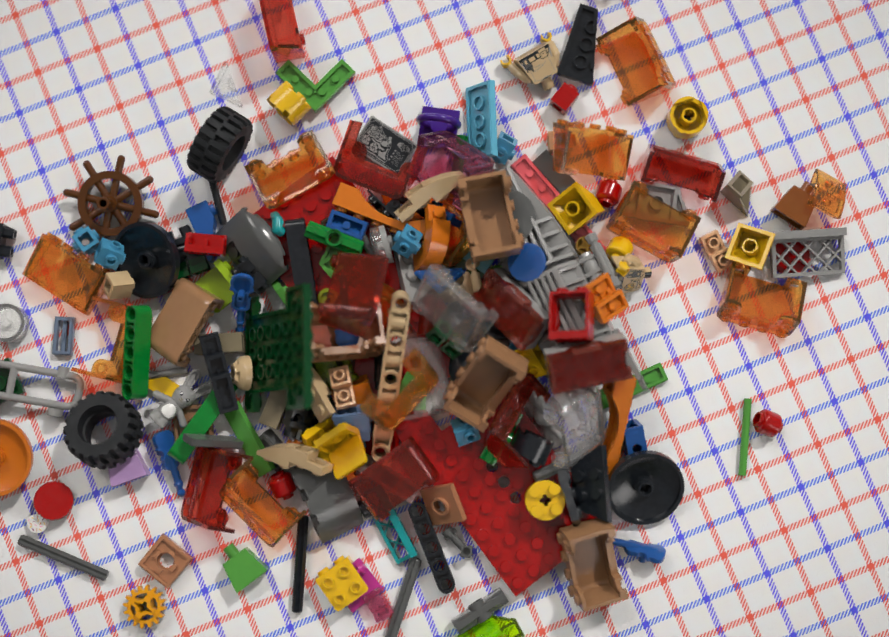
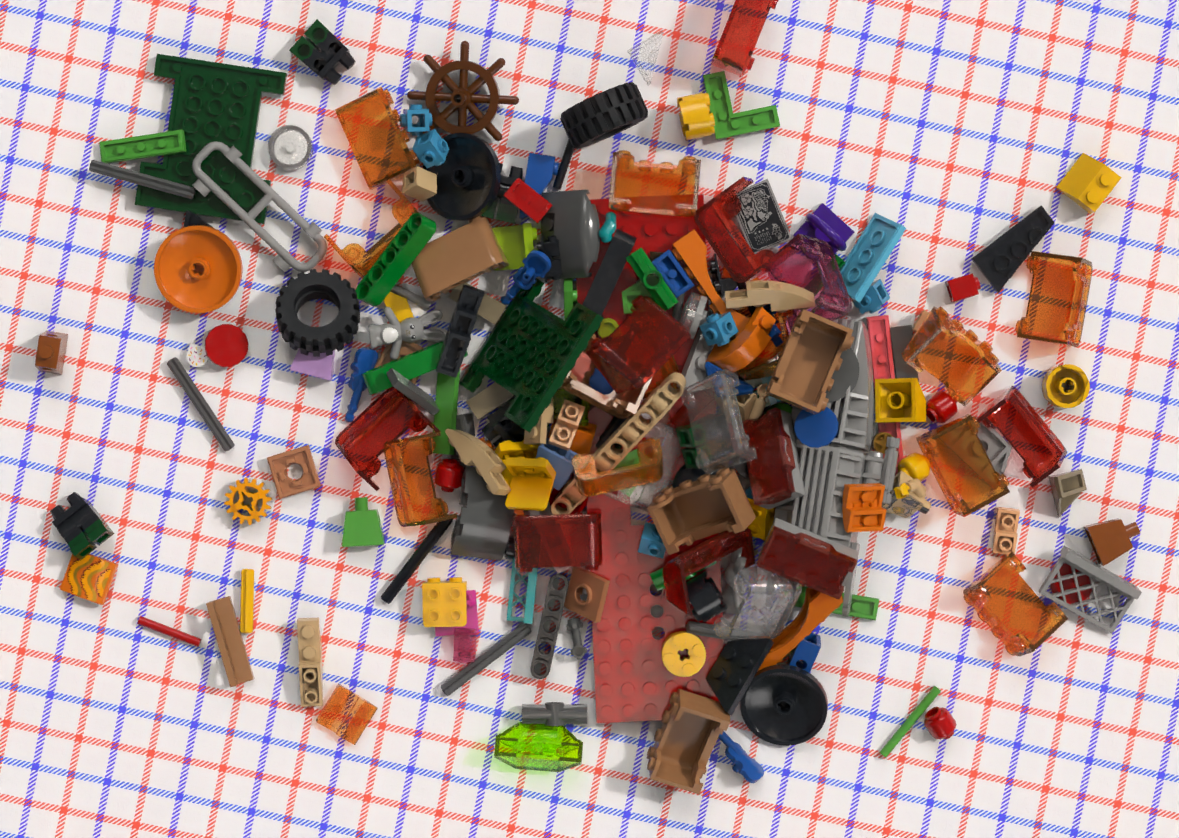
camera: 30 degrees right, 5 degrees up
(64, 336) = (324, 209): sand blue tile -> none
(242, 372) = (482, 345): tan piece -> none
(536, 64) = (958, 236): tan torso -> none
(558, 336) = (795, 511): red window -> none
(569, 495) = (709, 665): black hinge -> none
(750, 246) = (1037, 549): yellow slope -> none
(827, 194) = (1147, 548): clear orange slope -> none

